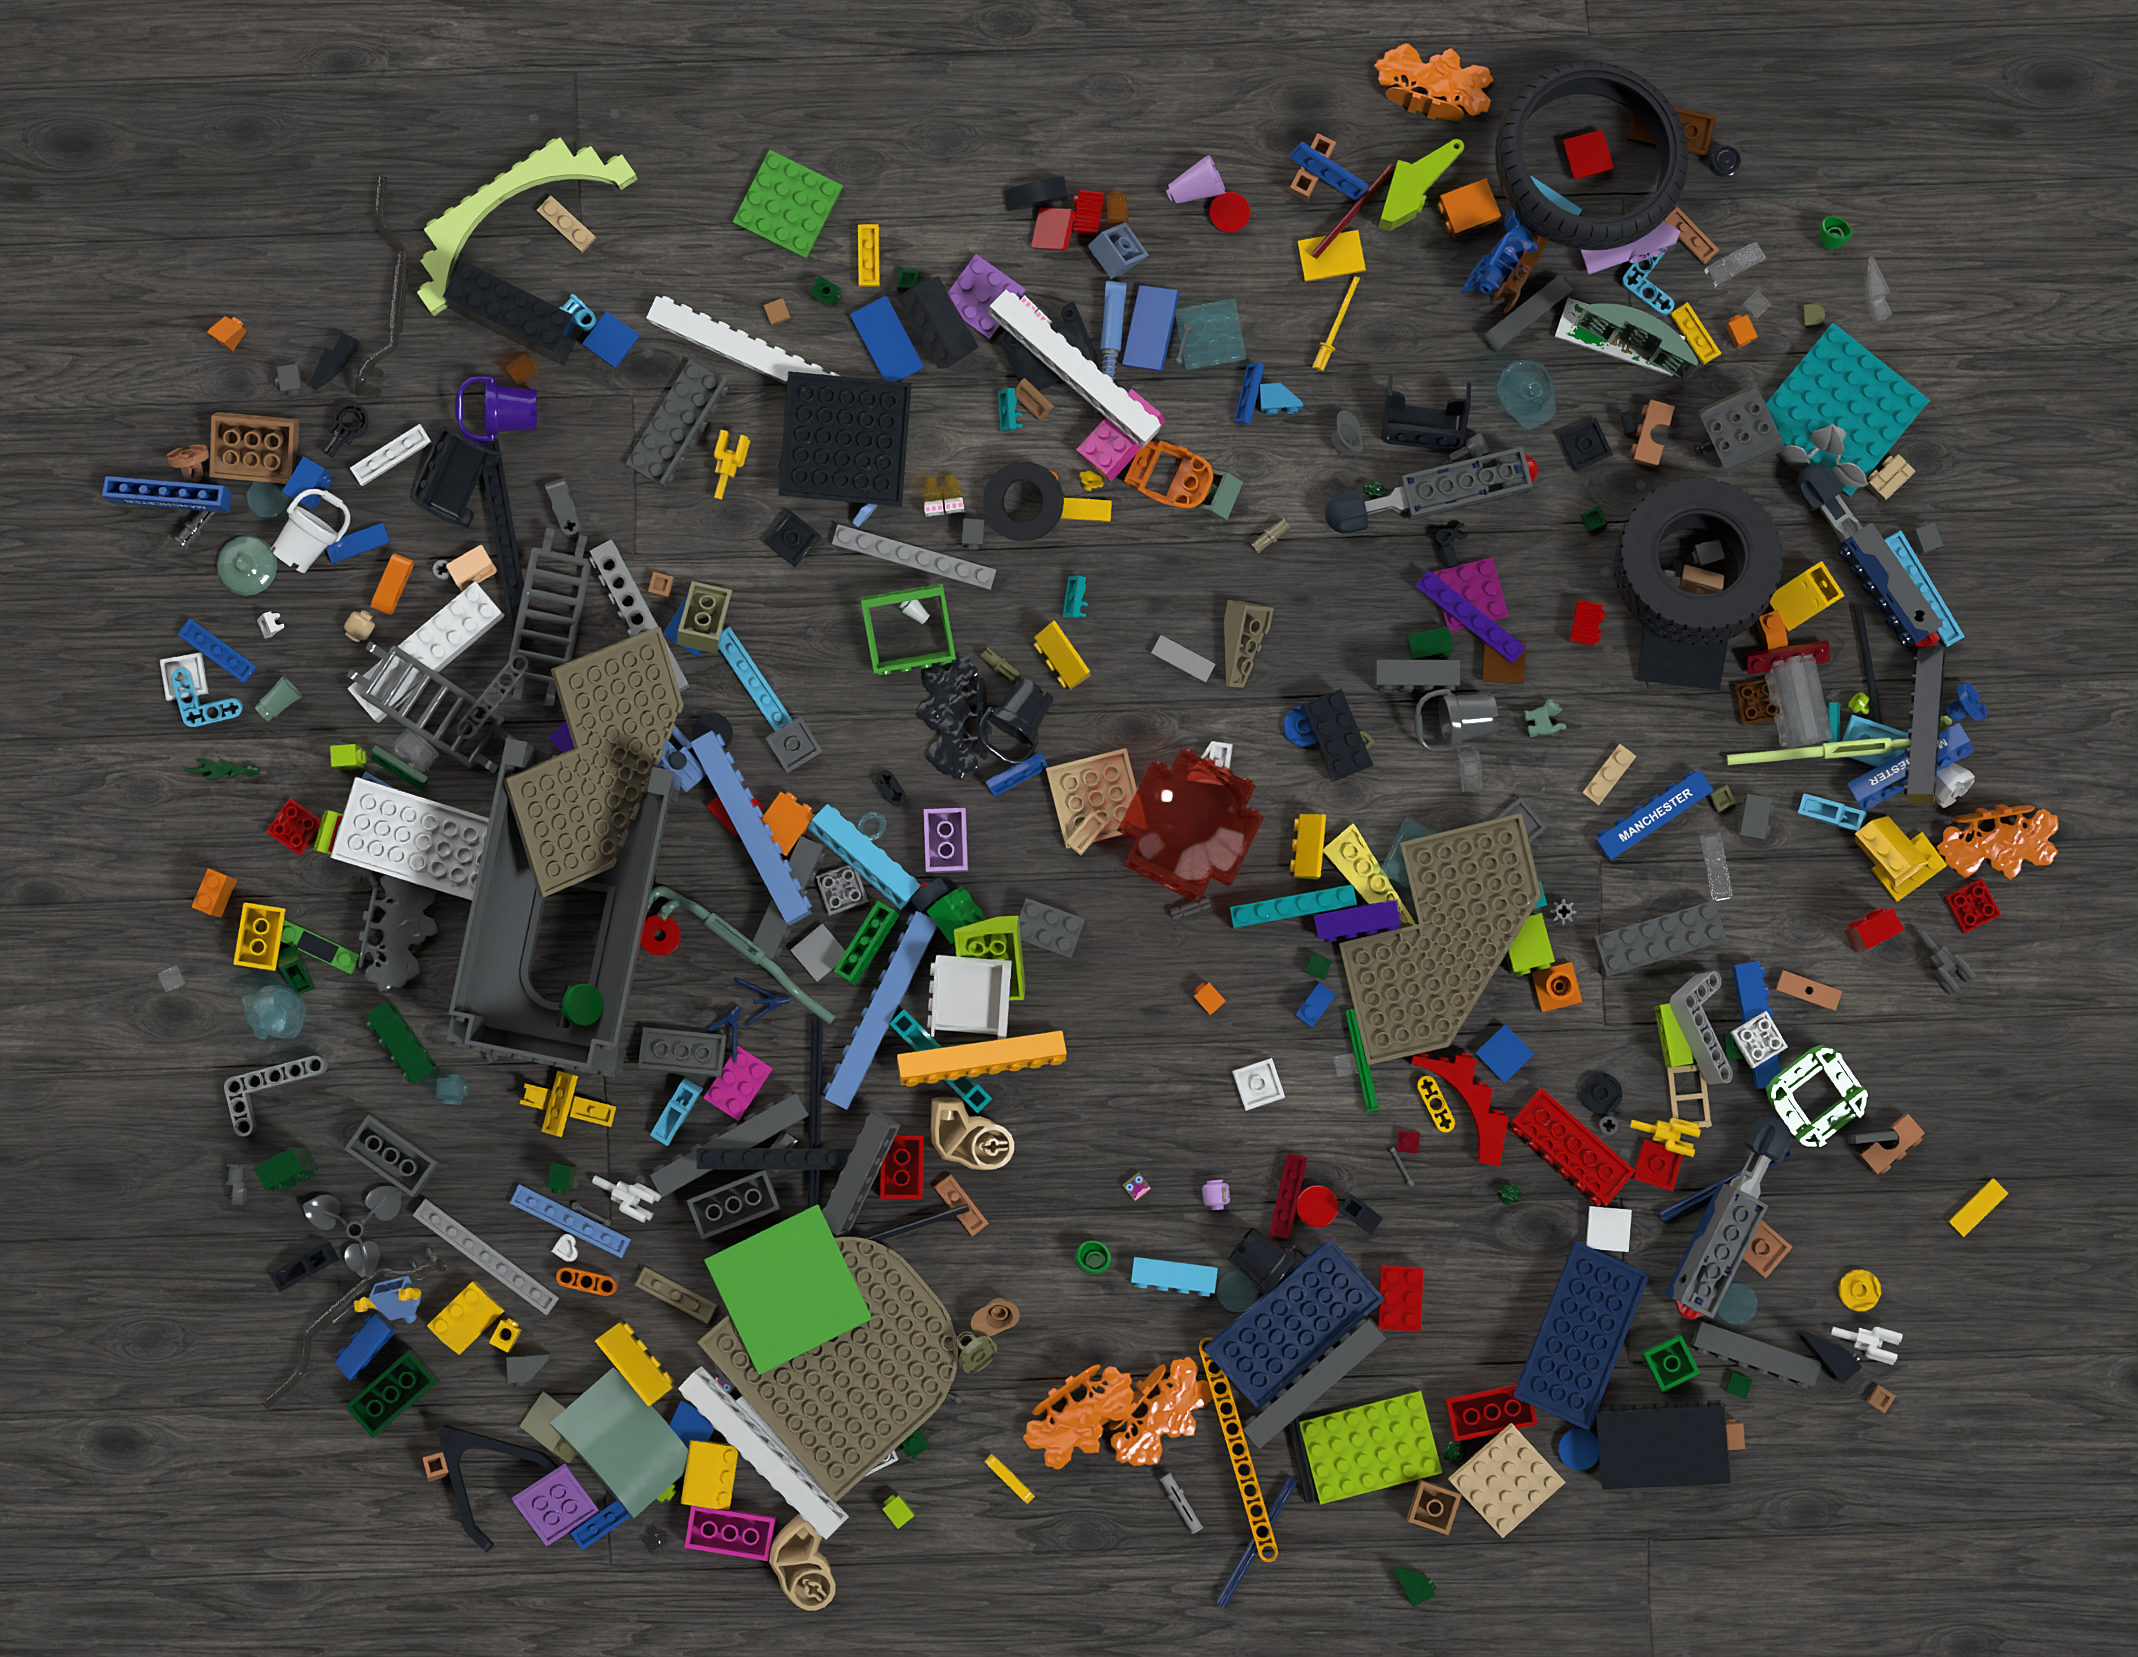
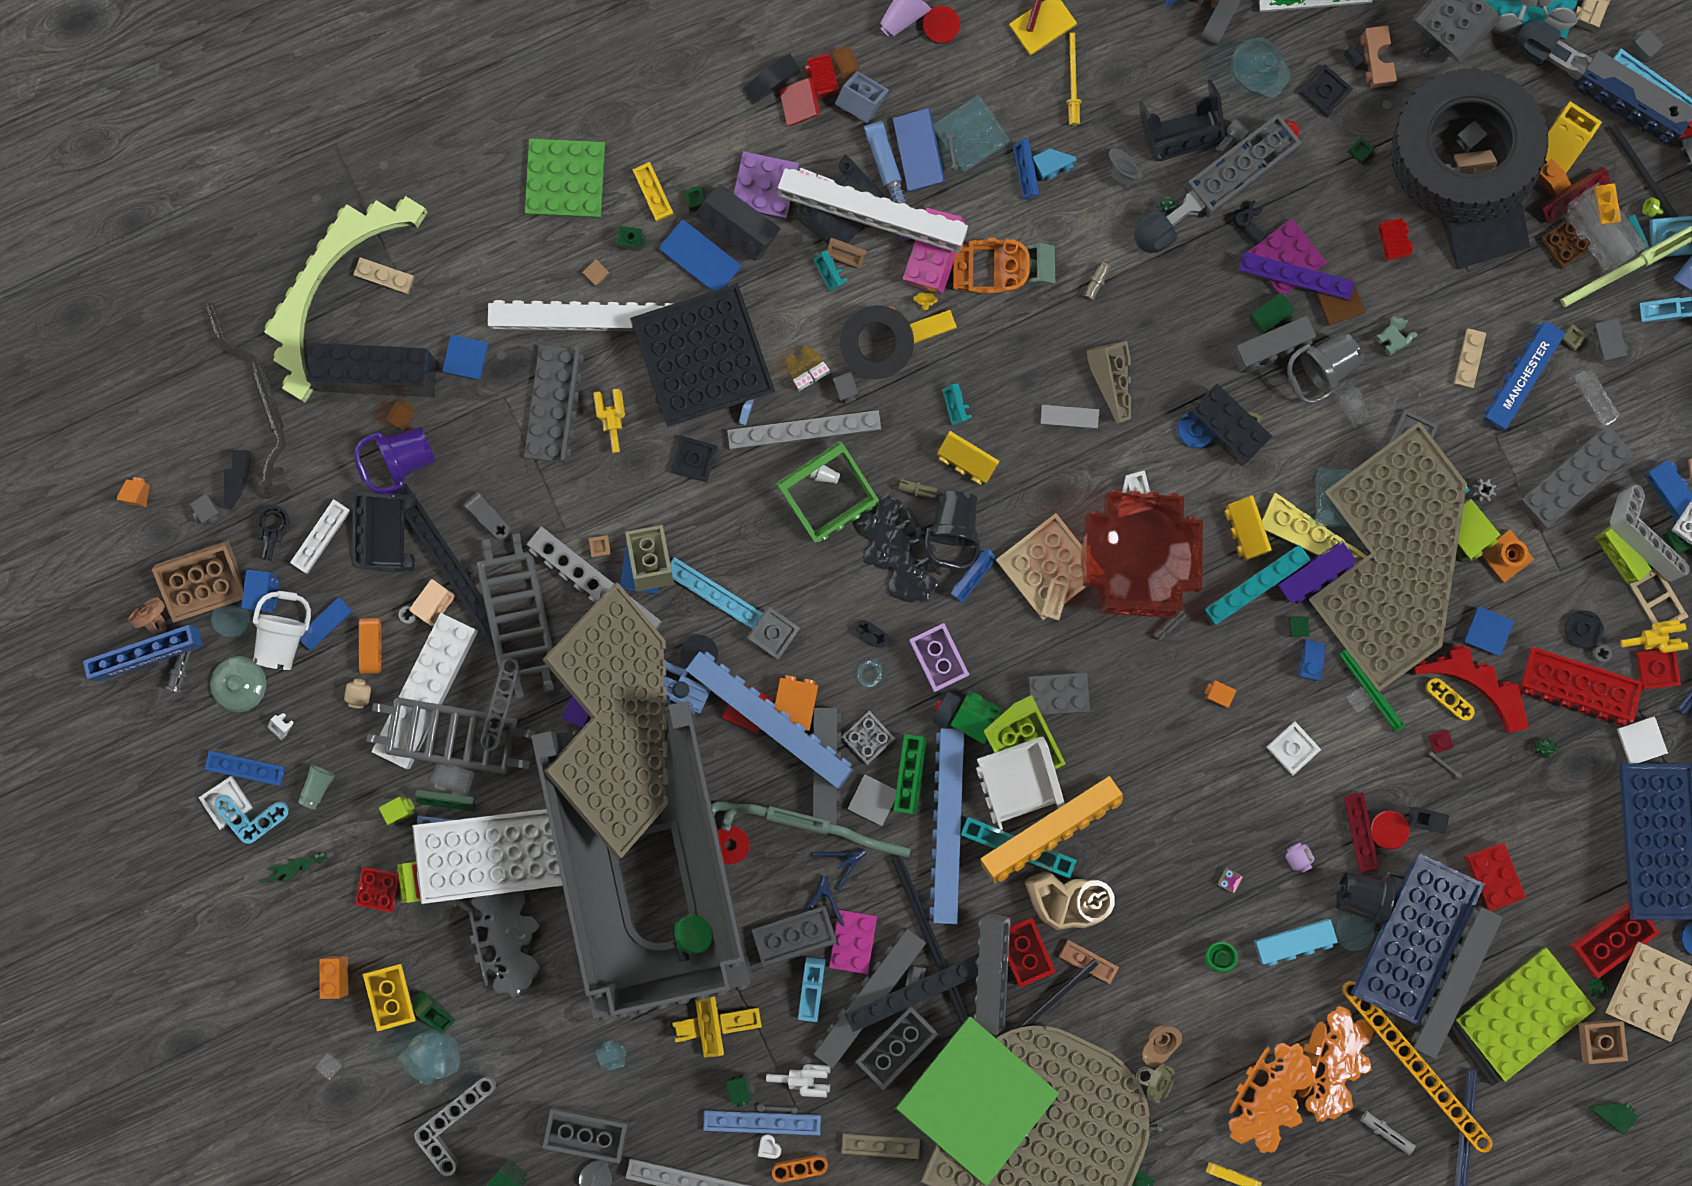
camera: 25 degrees left, 0 degrees up
(319, 947) = (444, 983): plate -> none
(402, 1042) = (551, 1034): dark green brick -> none
(580, 311) = (429, 343): medium azure piece -> none
(864, 856) = (875, 701): medium azure brick -> none
(1808, 679) = (1607, 204): none -> light orange tile

